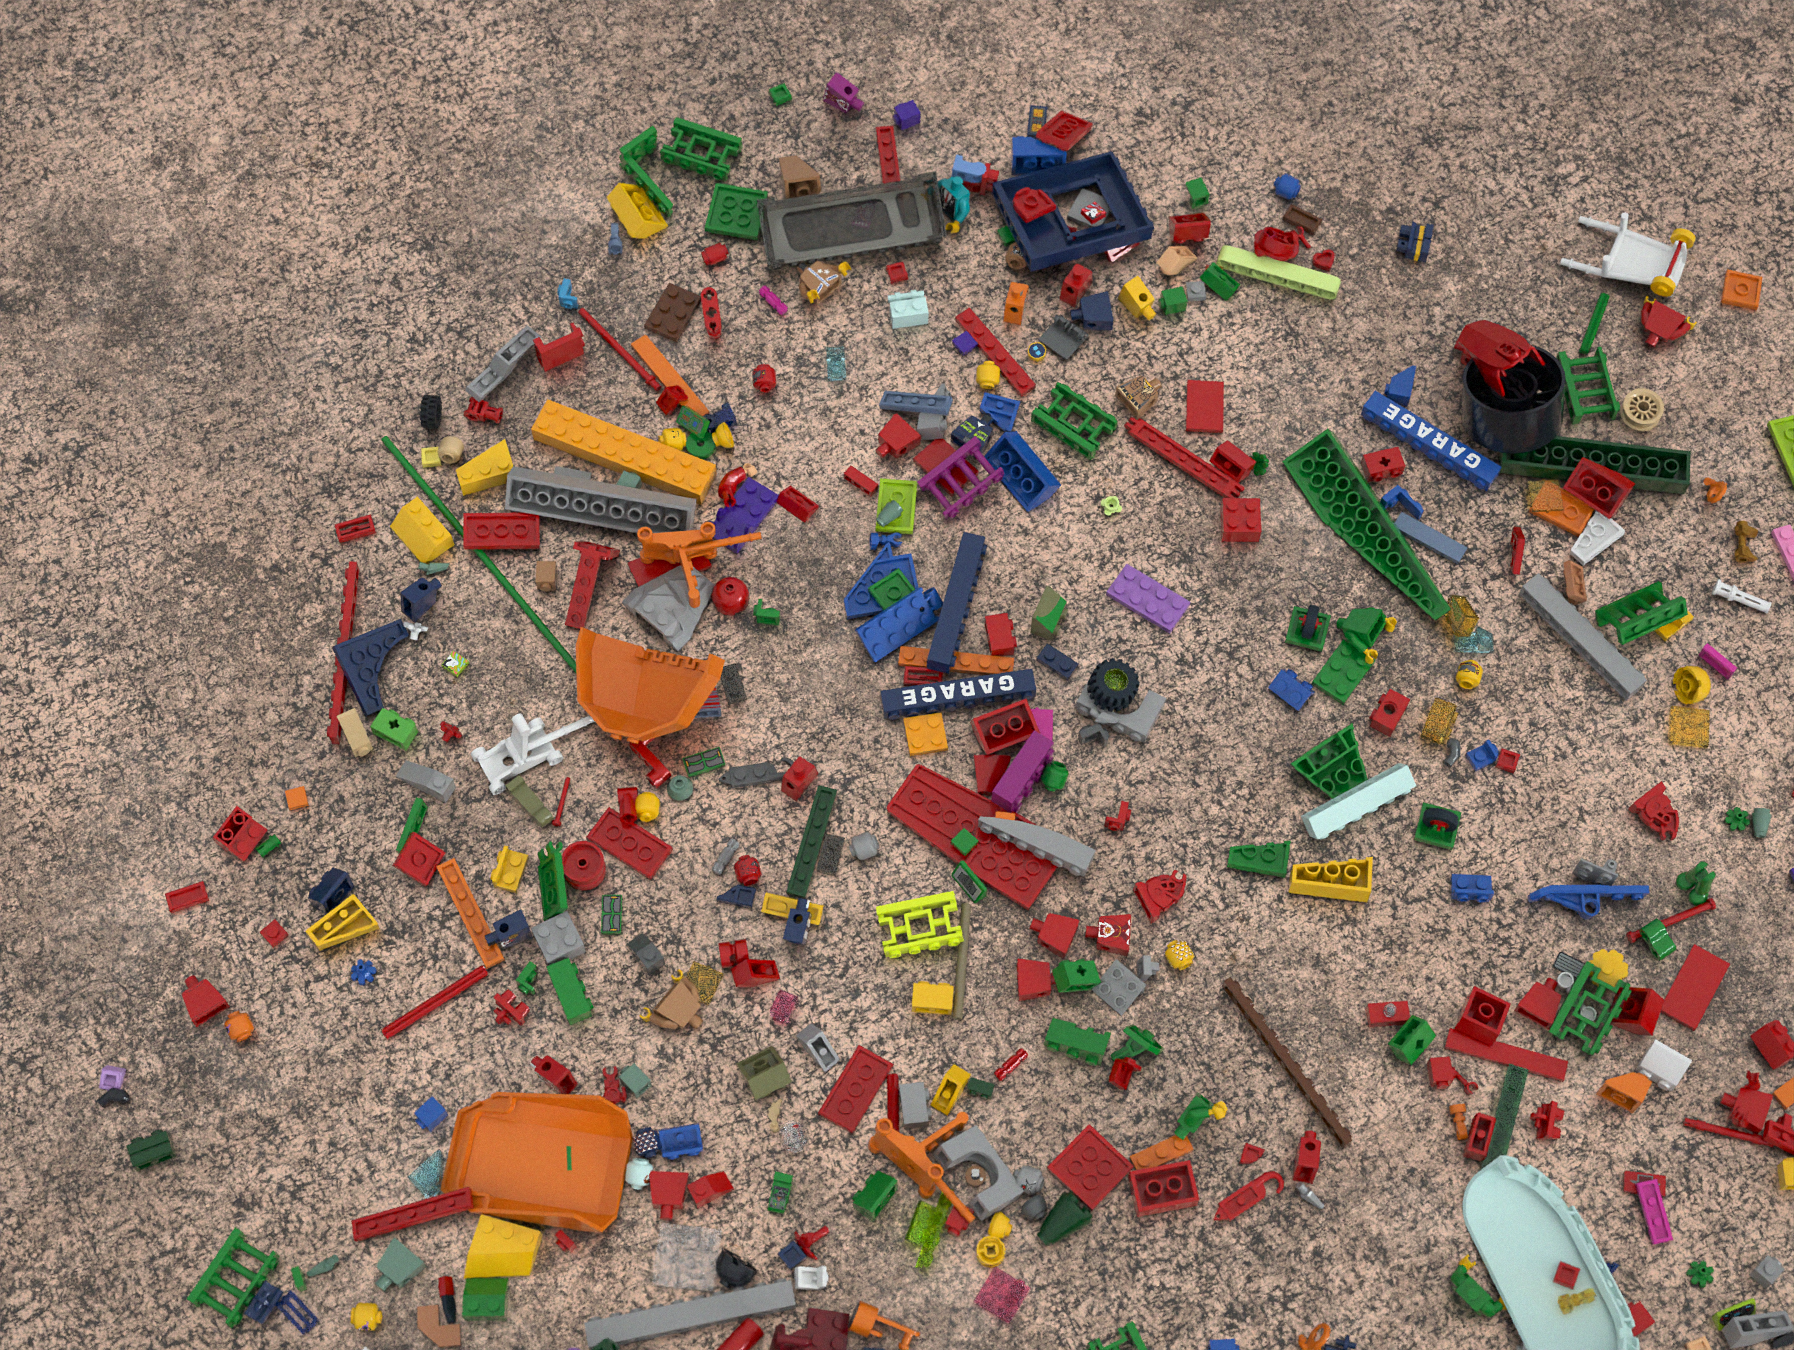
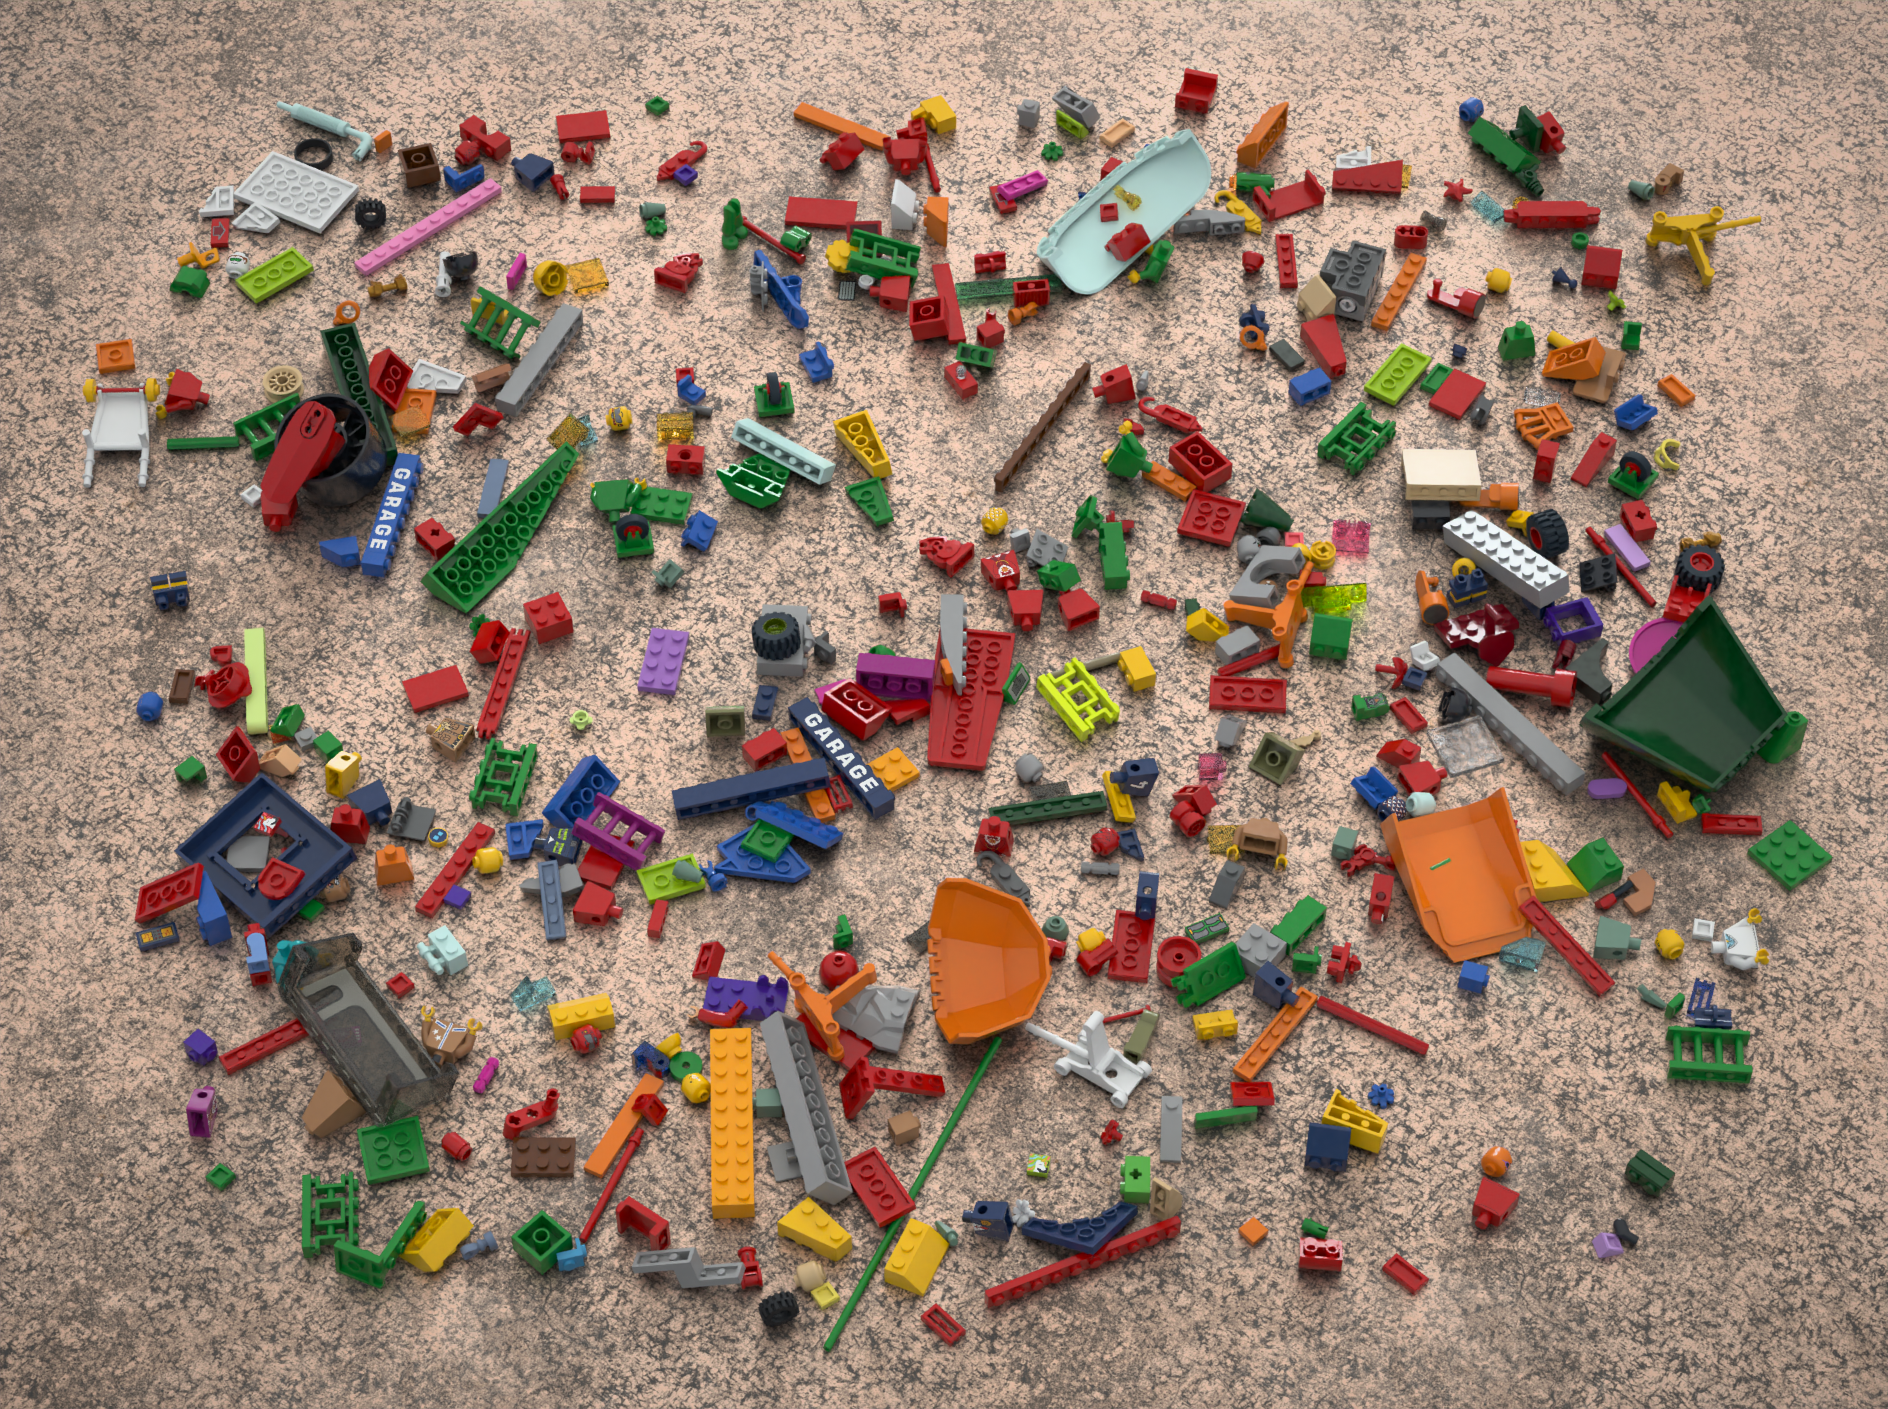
camera: 115 degrees left, 15 degrees down
(274, 933) = (1393, 1183): red plate -> none
(588, 276) = (540, 1241): none -> green brick
(664, 874) = (1147, 903): none -> dark blue torso
(693, 421) = (668, 1075): green tile -> none
(754, 1227) = (1408, 715): none -> red tile
(793, 1136) = (1318, 714): clear head -> none
(794, 386) = (578, 1012): none -> yellow slope
(964, 841) = (983, 695): green tile -> none
(1024, 1235) = (1292, 538): none -> coral tile
(1247, 638) = (668, 574): none -> sand green bracket
(1400, 494) = (462, 517): blue bracket -> none
(1507, 1268) = (1128, 242): none -> red brick
(1744, 611) = (461, 264): none -> black cylinder

